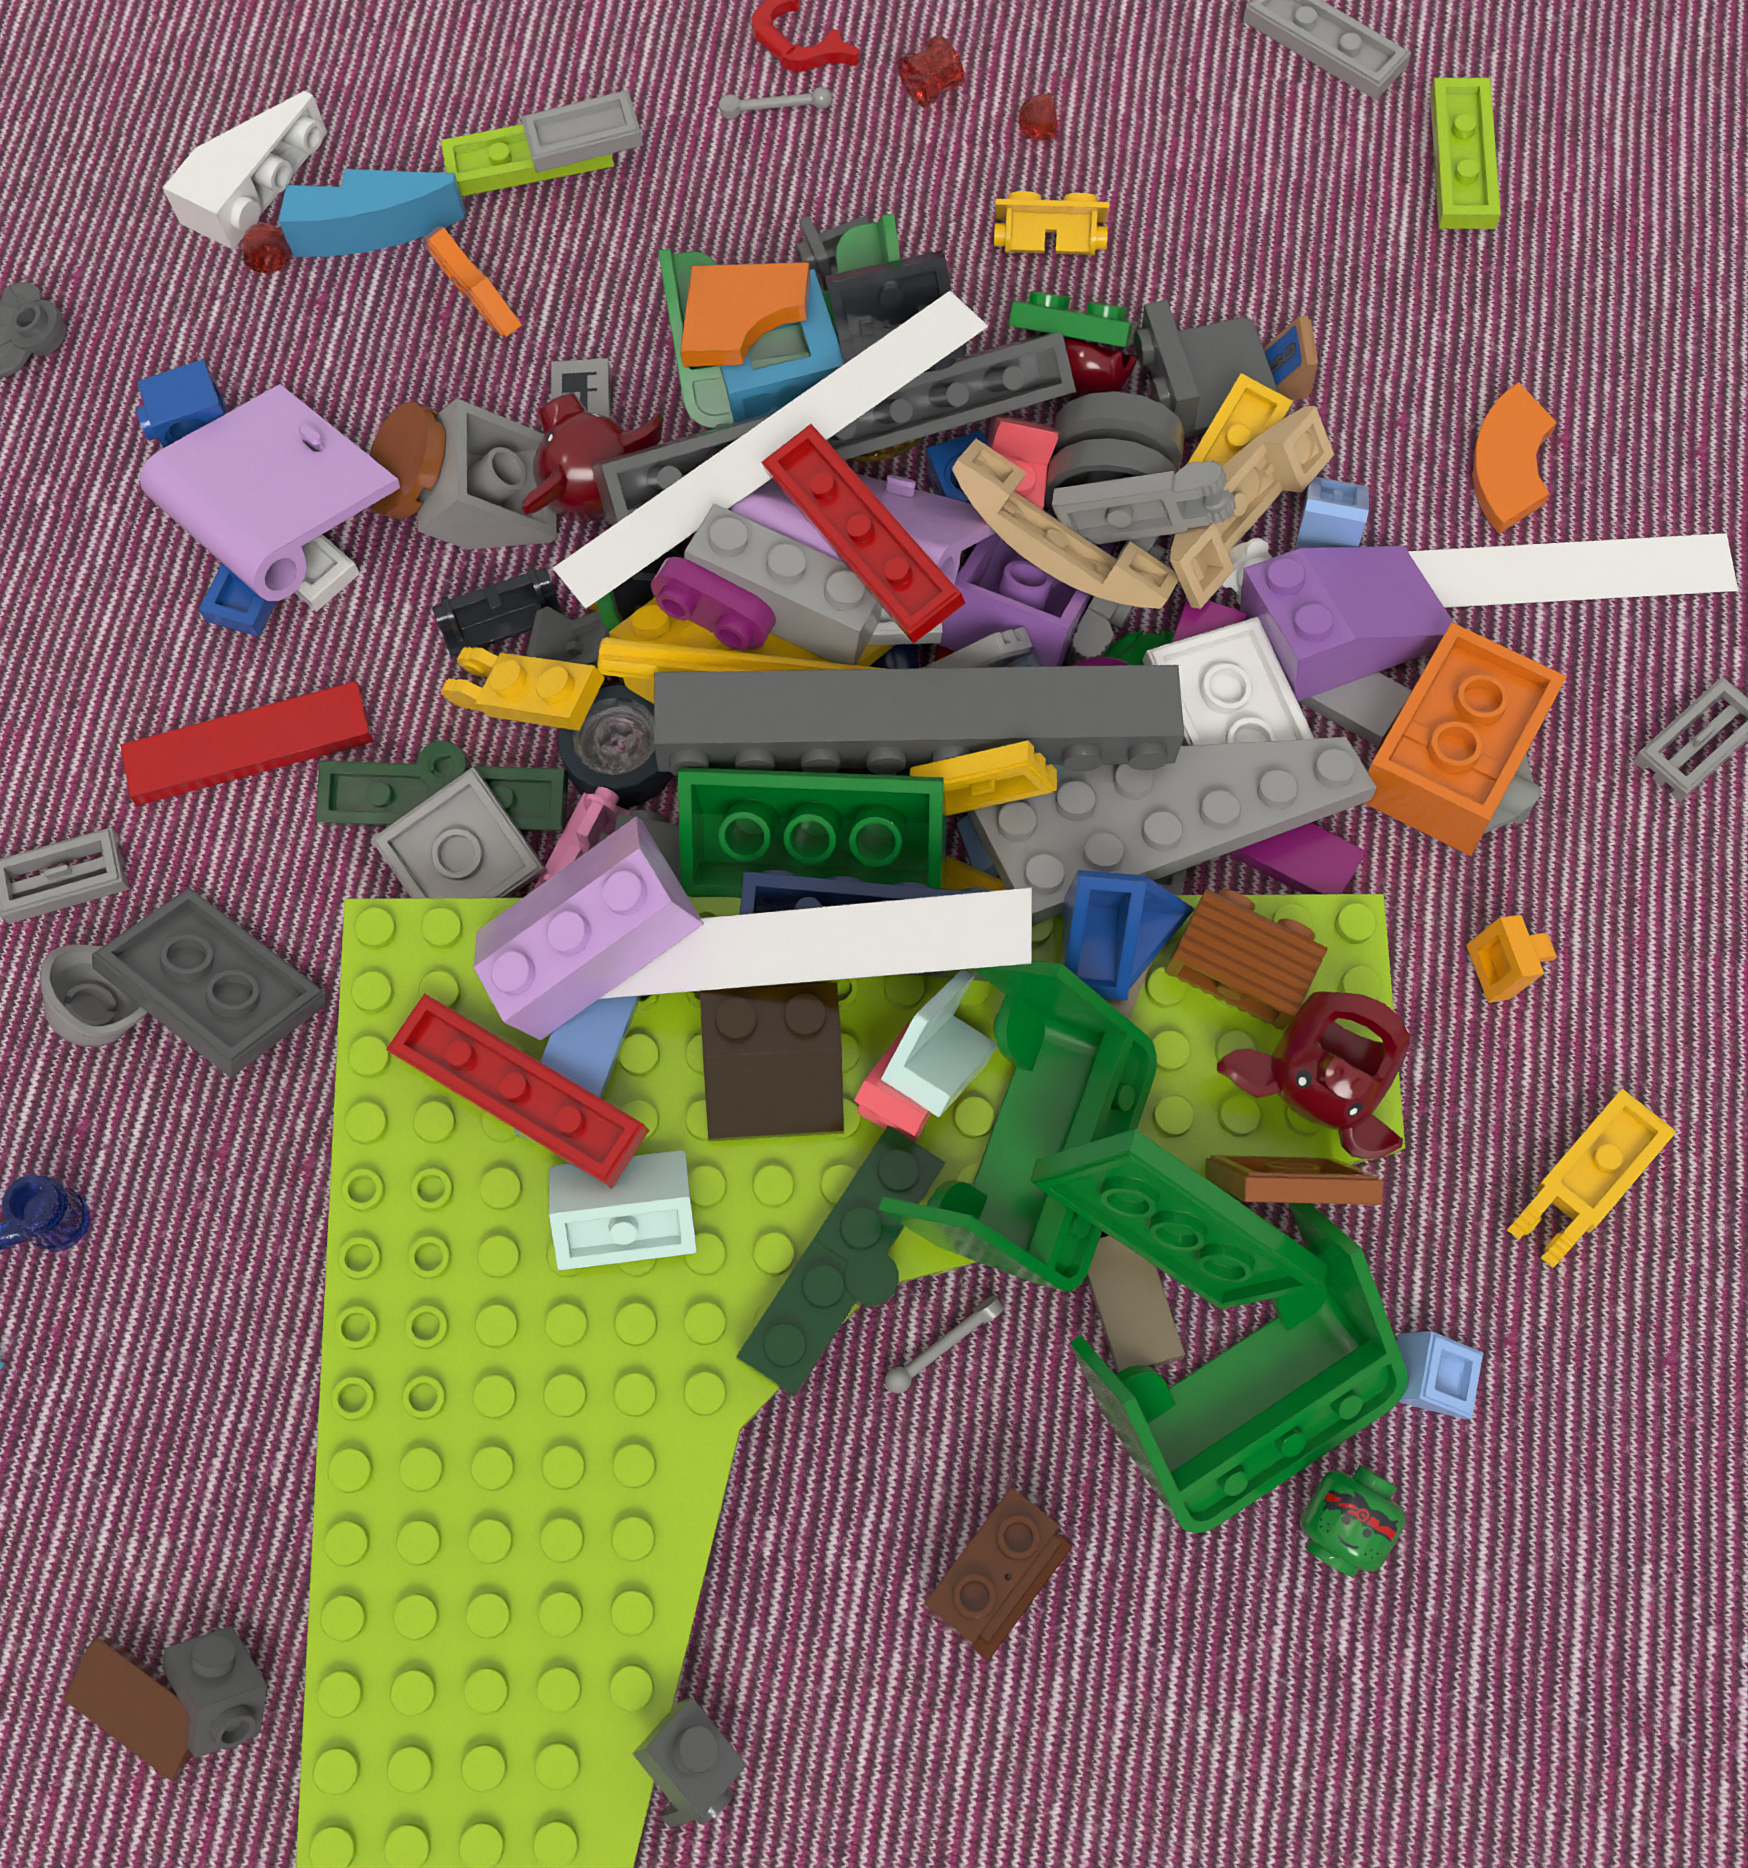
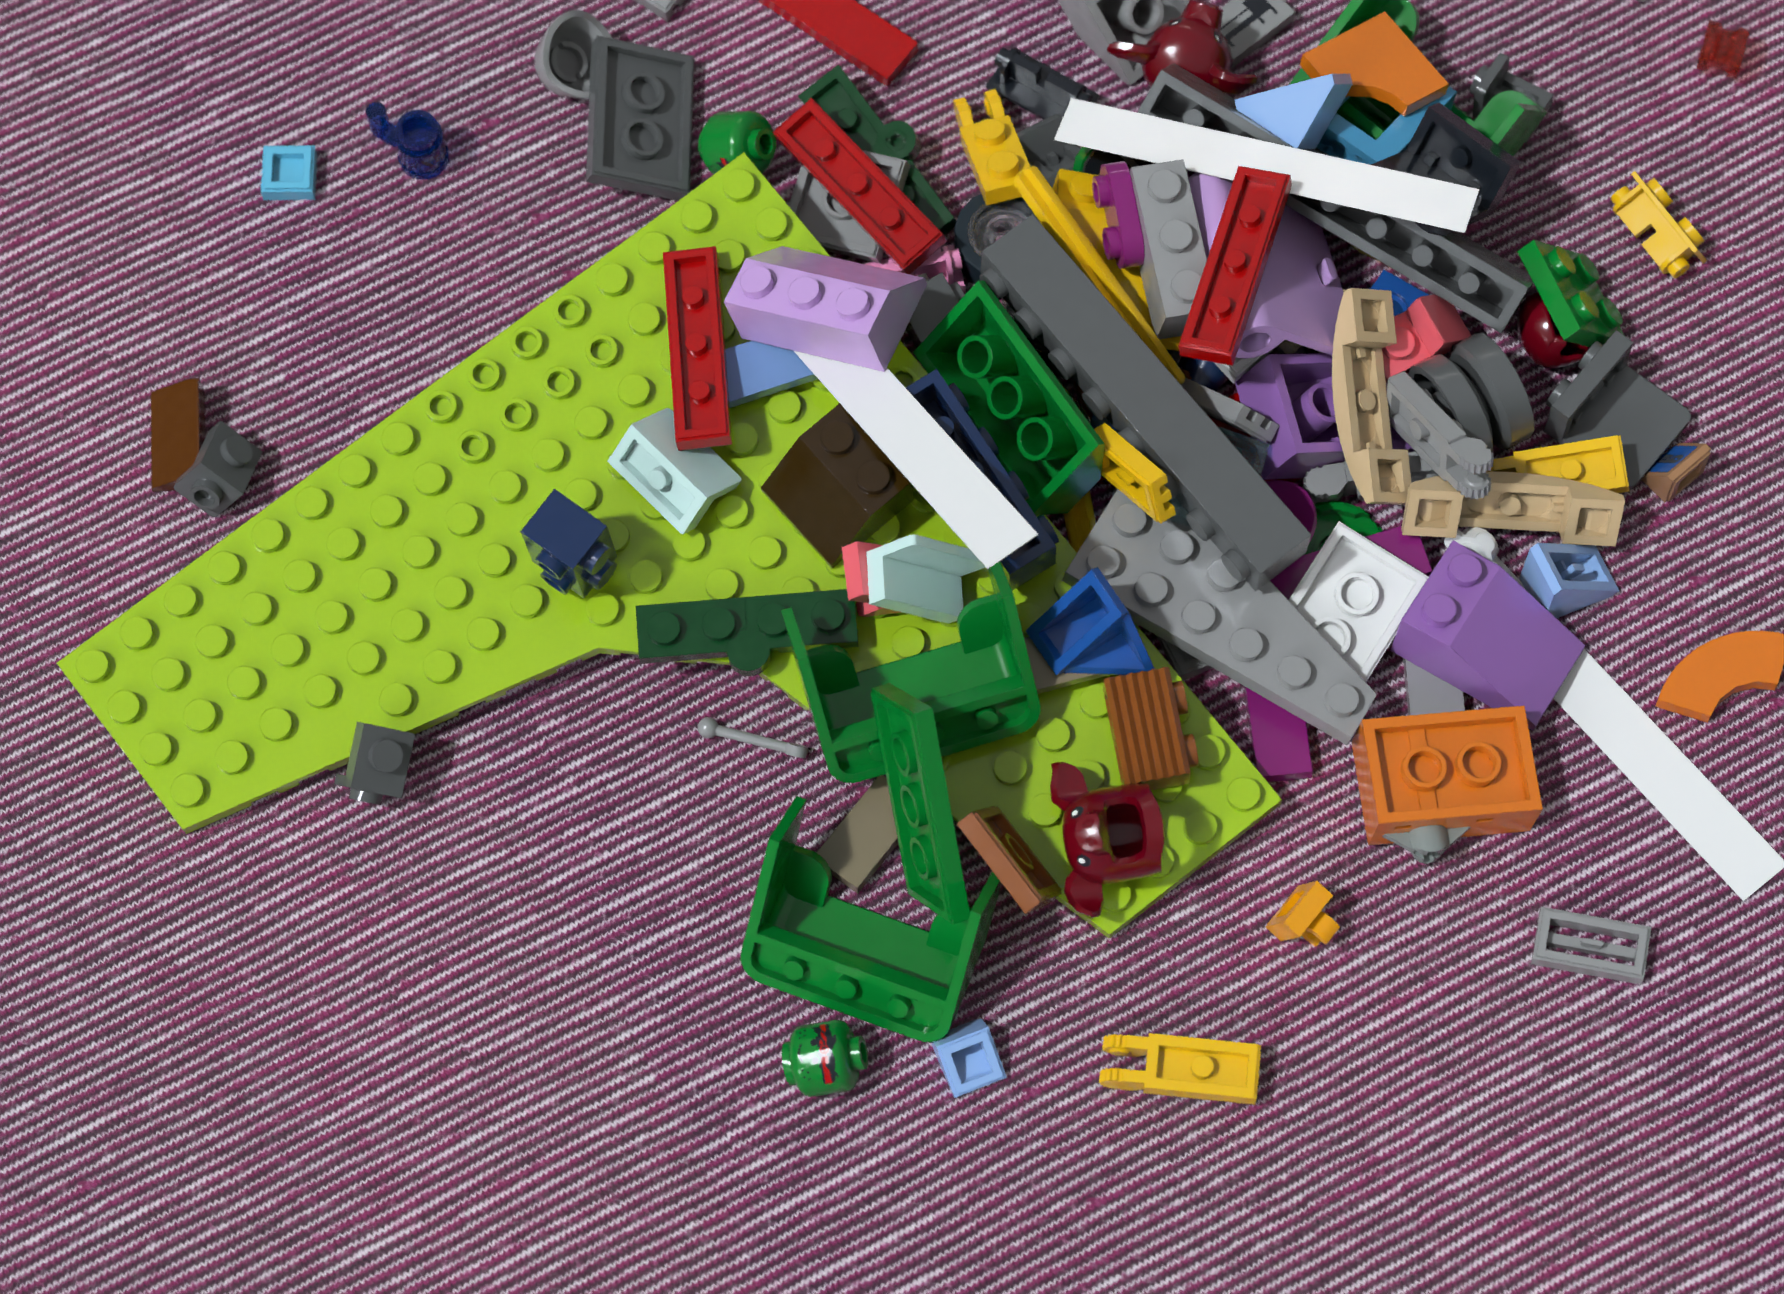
camera: 50 degrees right, 0 degrees up
(311, 908) = (735, 132): none -> green head
(463, 826) = (859, 187): none -> red tile
(629, 1376) = (569, 546): none -> dark blue brick
(734, 390) = (1299, 110): none -> light blue slope
(998, 1574) = (627, 867): reddish brown window -> none
(1039, 118) = (1750, 154): clear red hinge -> none

